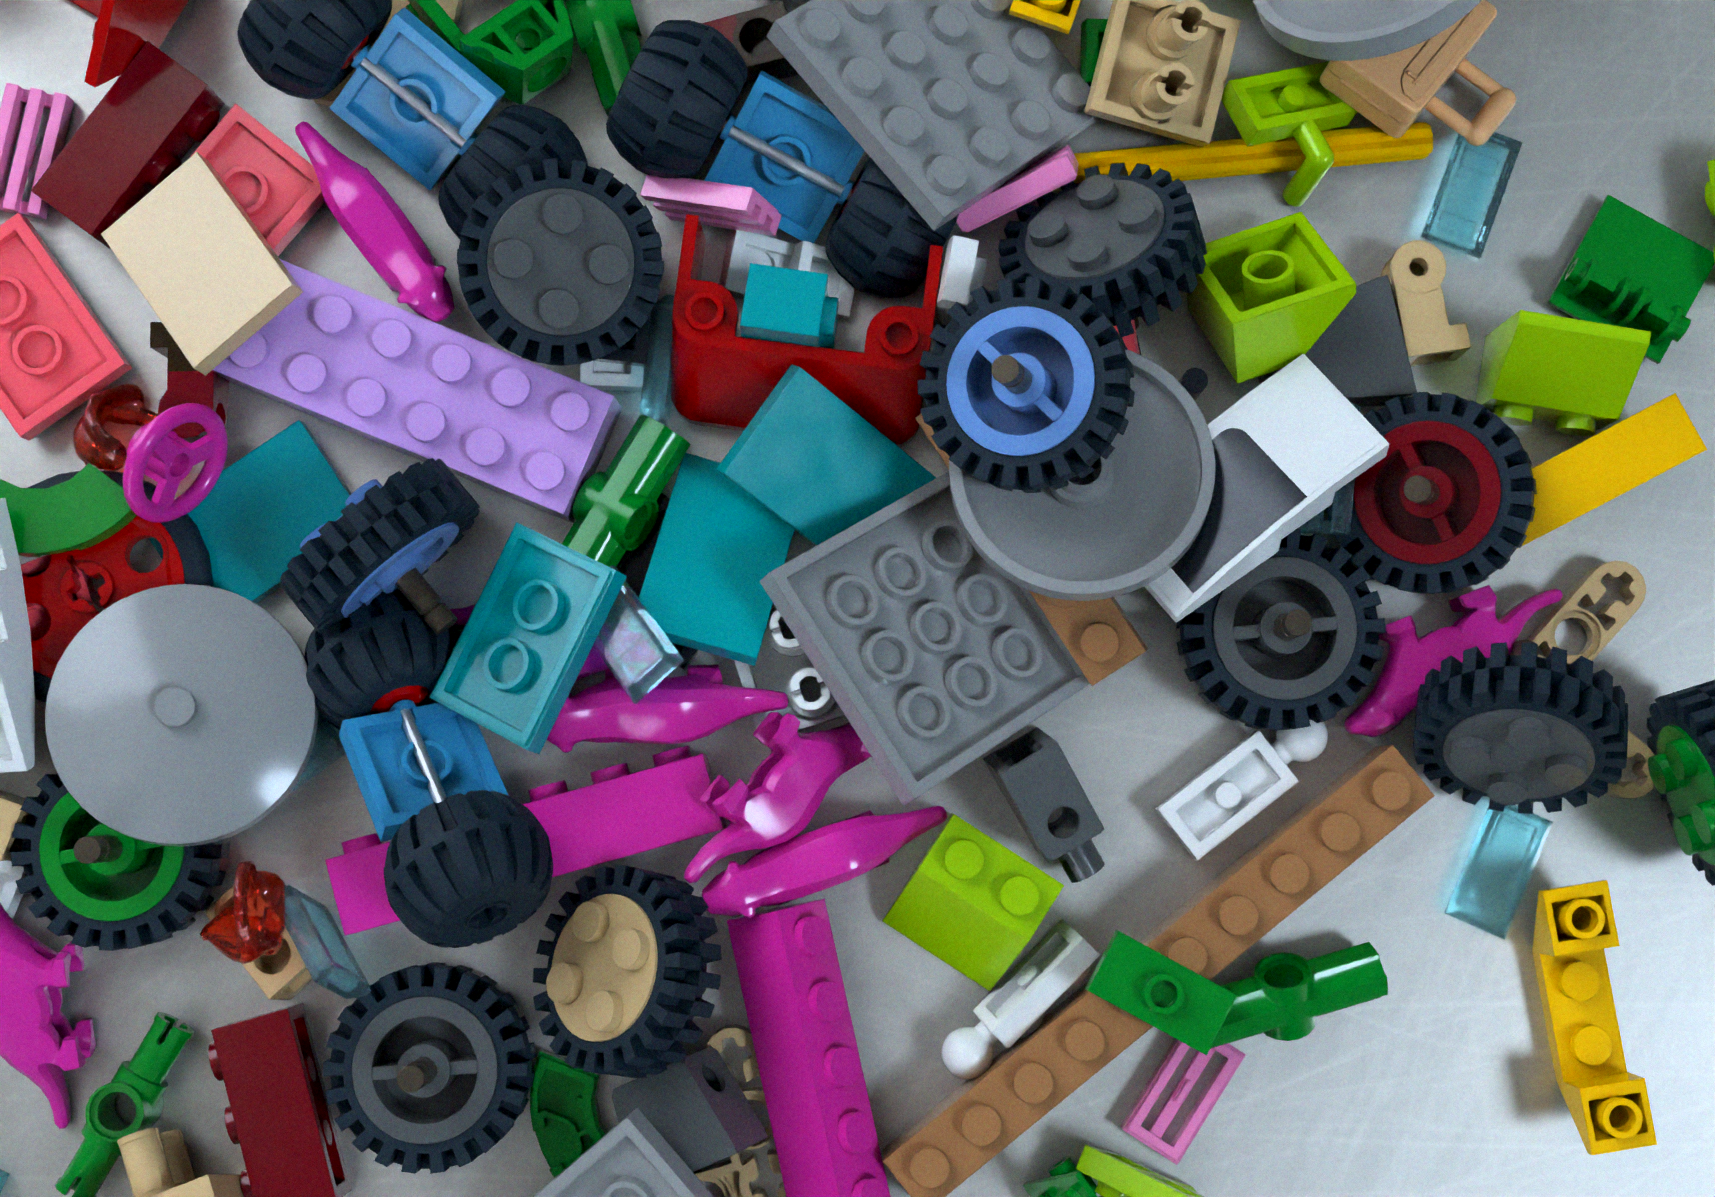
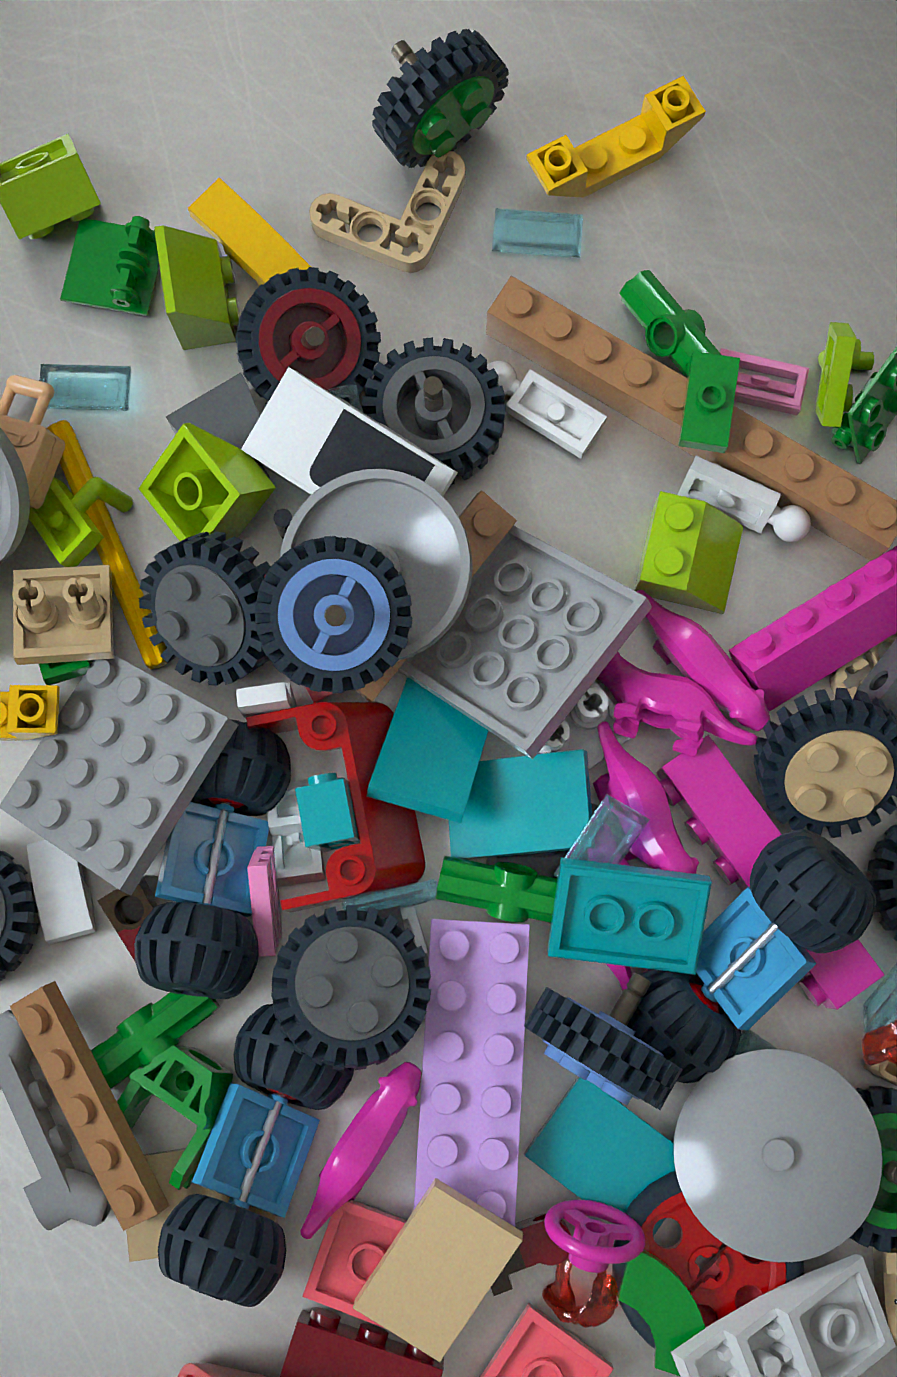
camera: 110 degrees left, 5 degrees down
(1035, 181) = (170, 669): bright pink tile -> none
(1037, 782) = (606, 521): dark grey torso -> none
(1413, 657) = (413, 304): dark pink animal -> none
(1415, 283) = (158, 399): tan leg -> none
(1521, 728) = (447, 232): black wheel -> none

